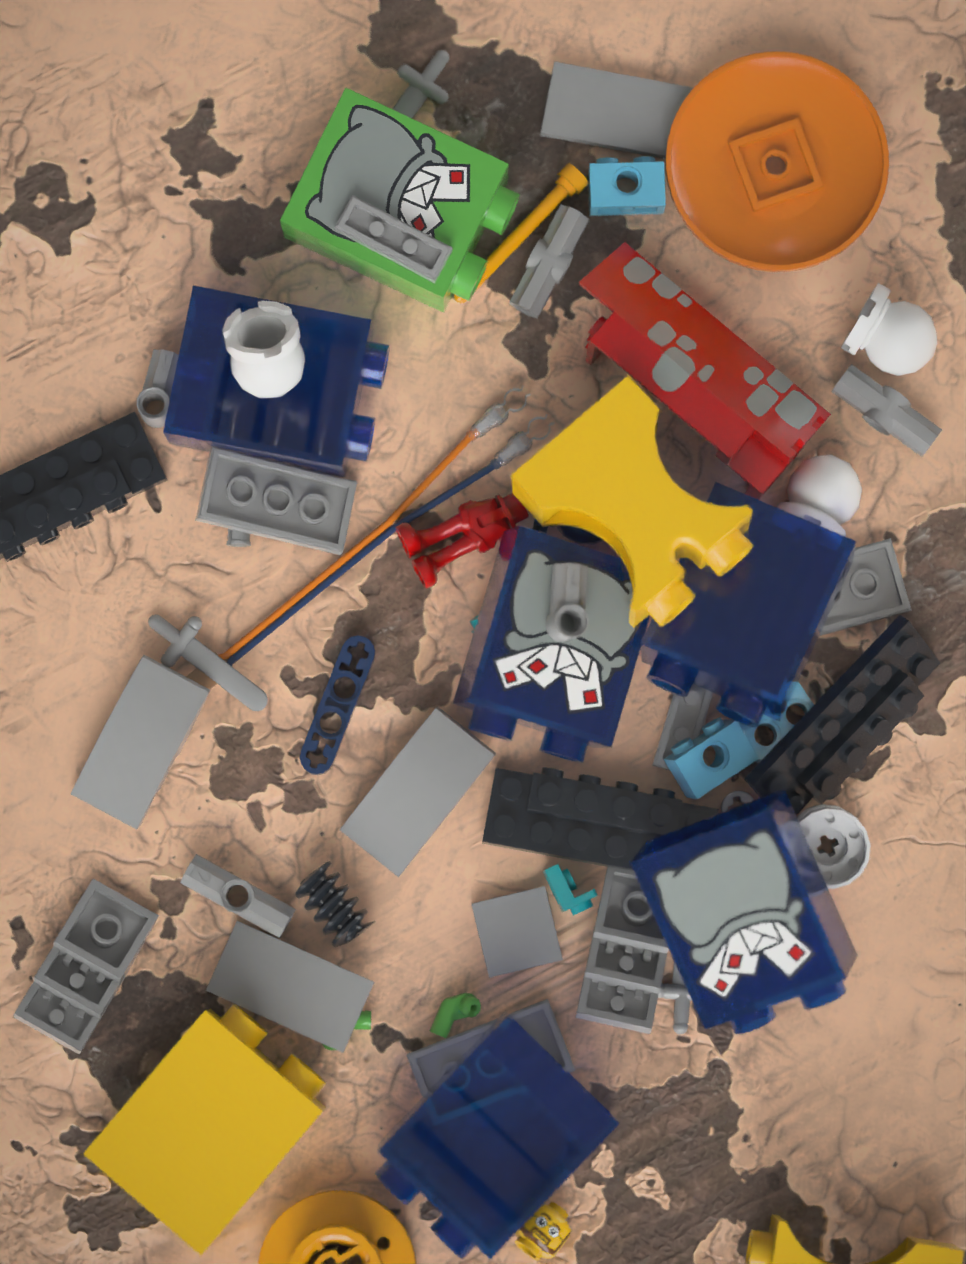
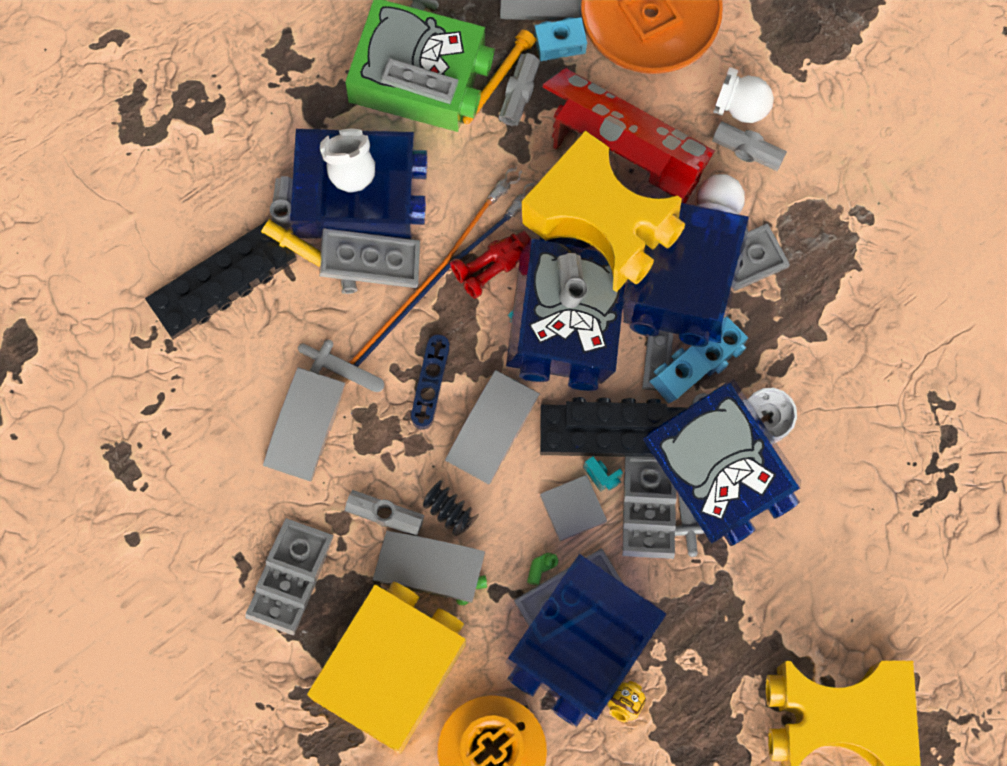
camera: 10 degrees left, 10 degrees down
(165, 457) = (291, 241): none -> yellow pin
(848, 720) = (765, 334): black plate -> none

